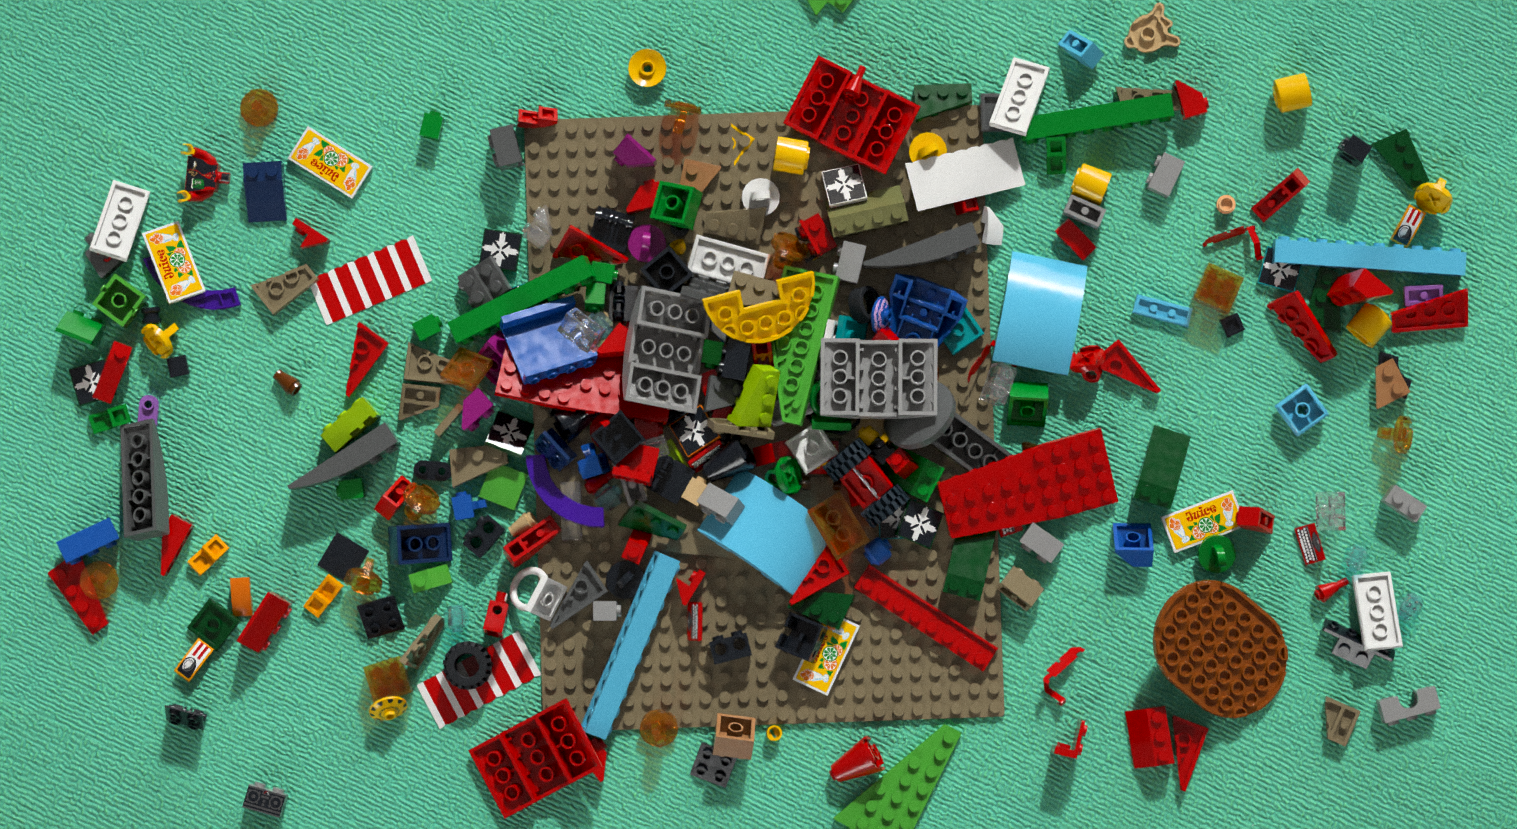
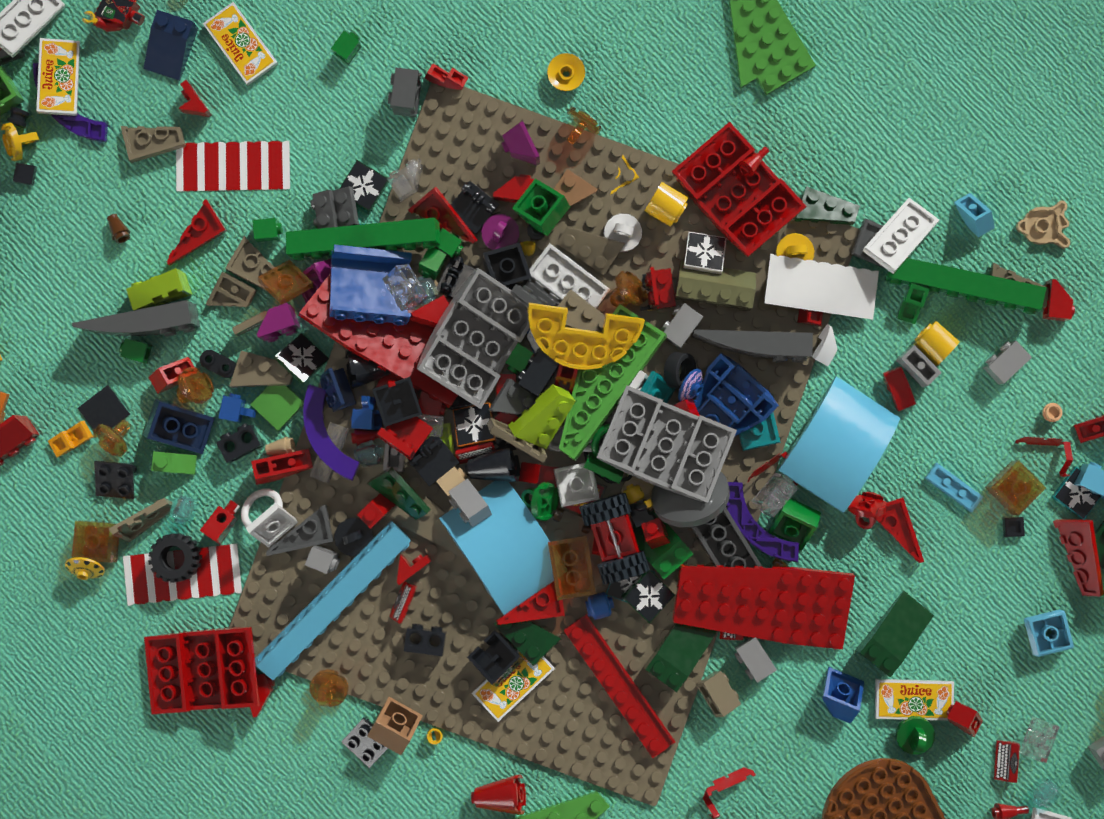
camera: 25 degrees right, 0 degrees up
(992, 426) = (754, 532): none -> dark purple tile

